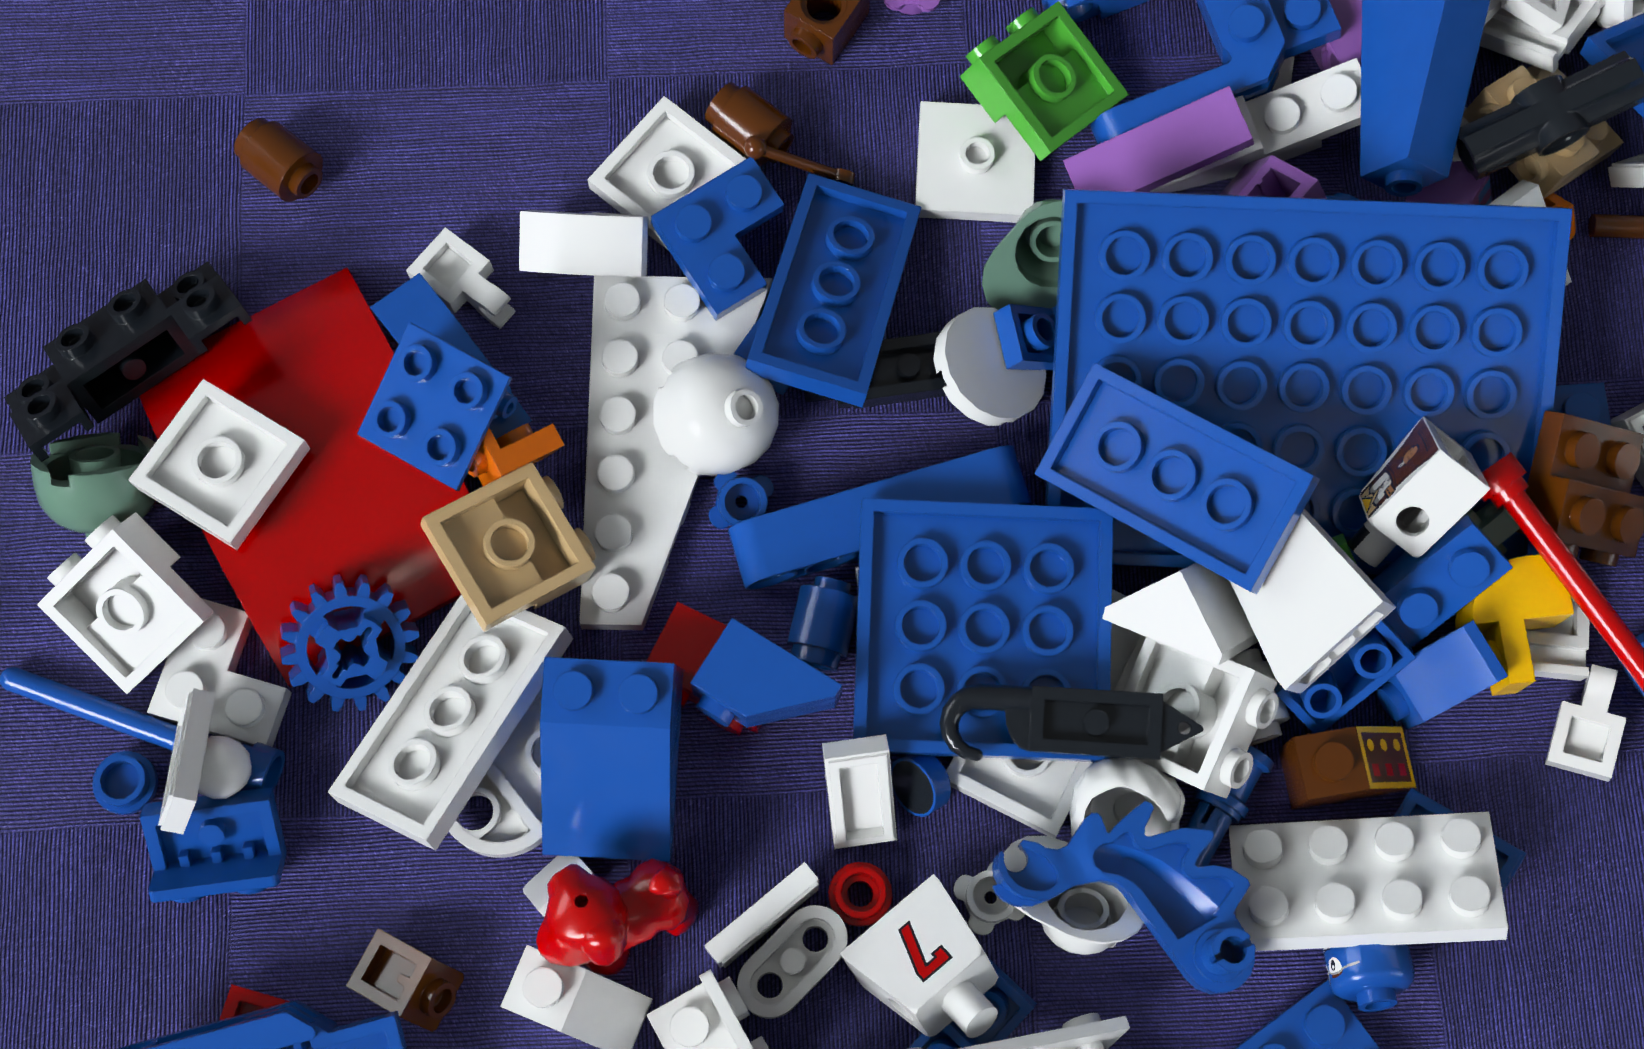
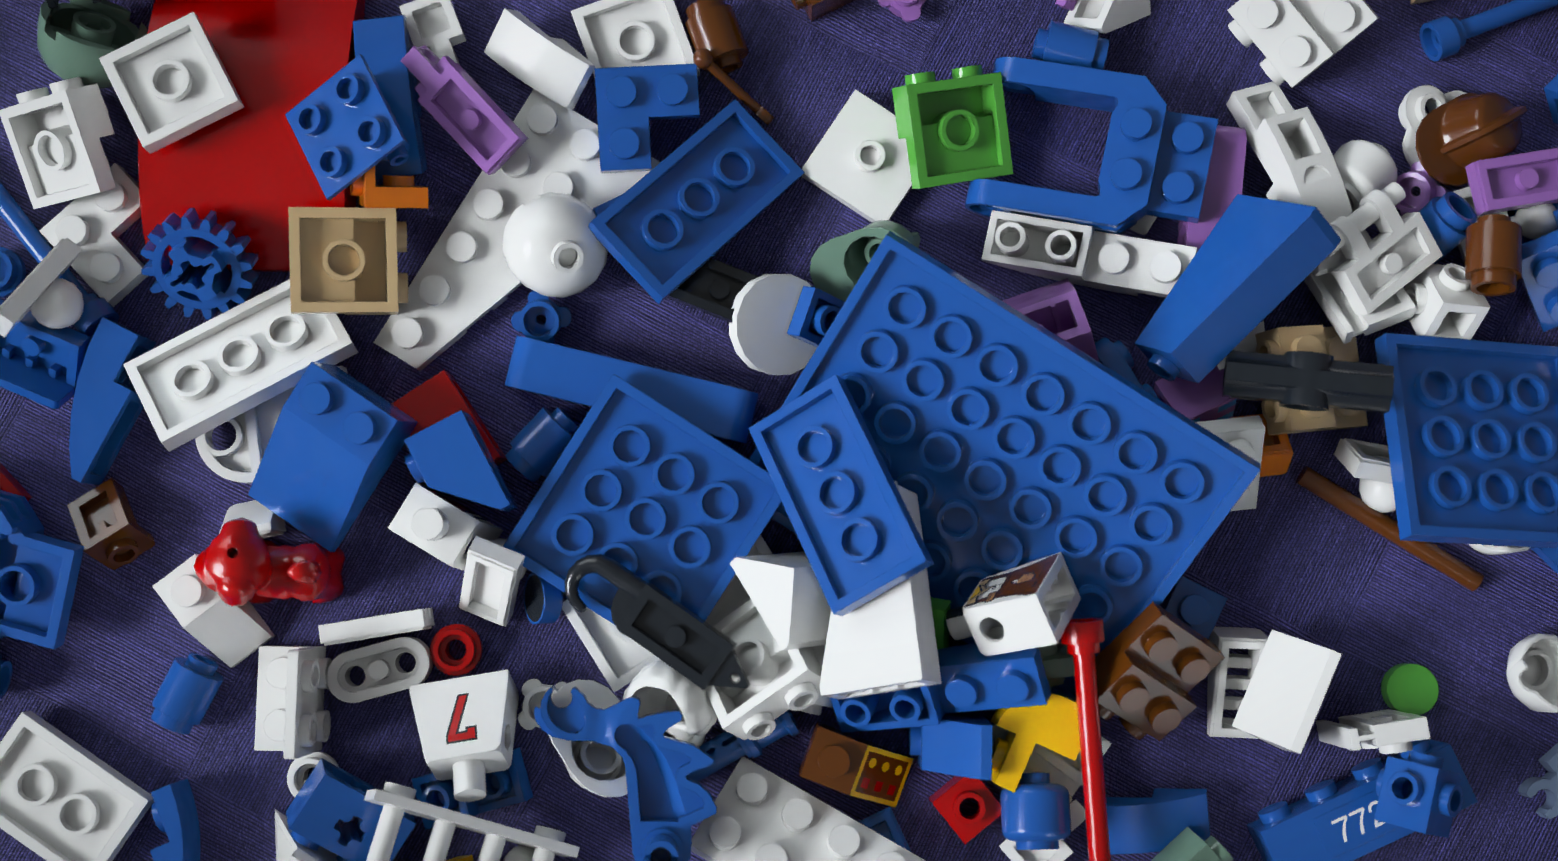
camera: 30 degrees right, 10 degrees up
(324, 843) = (104, 401): none -> blue slope
(541, 329) = (464, 109): none -> medium lavender hinge
(768, 766) = (440, 525): none -> white torso
(1164, 147) = (1000, 234): medium lavender tile -> none
(1471, 749) = (948, 800): none -> red plate
(1568, 695) = (1036, 813): none -> blue head

